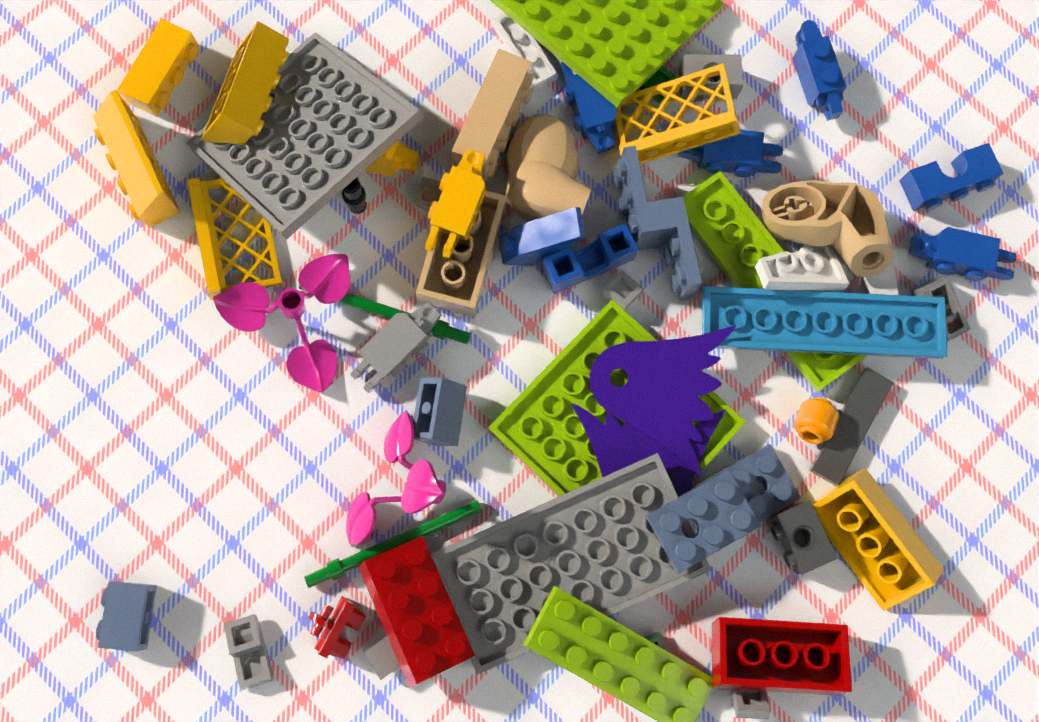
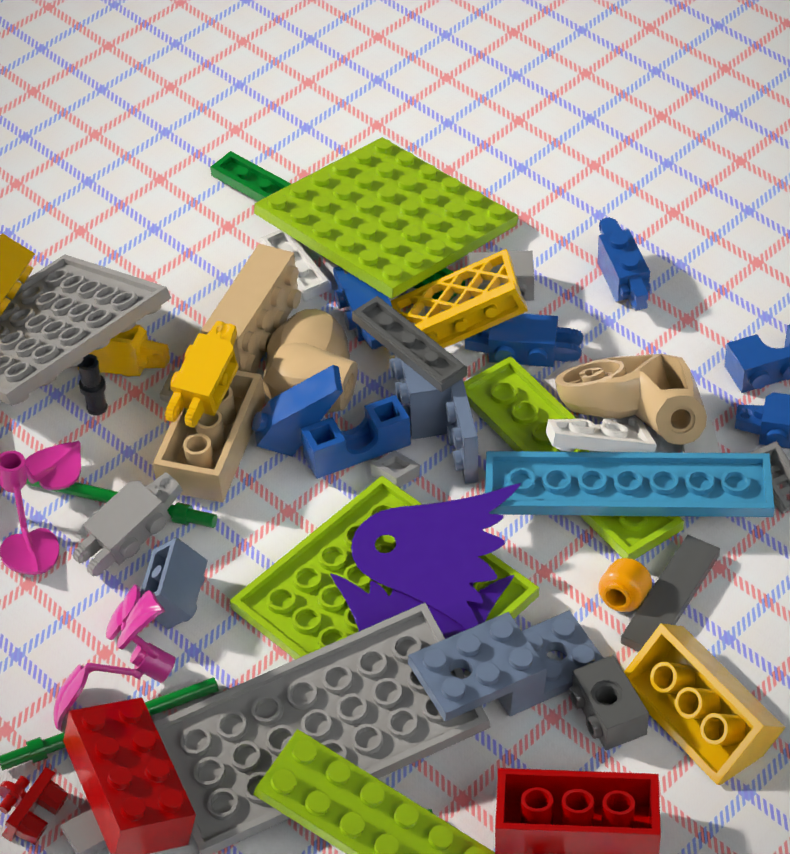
camera: 10 degrees right, 30 degrees down
(640, 177) = (409, 344): none -> dark grey tile

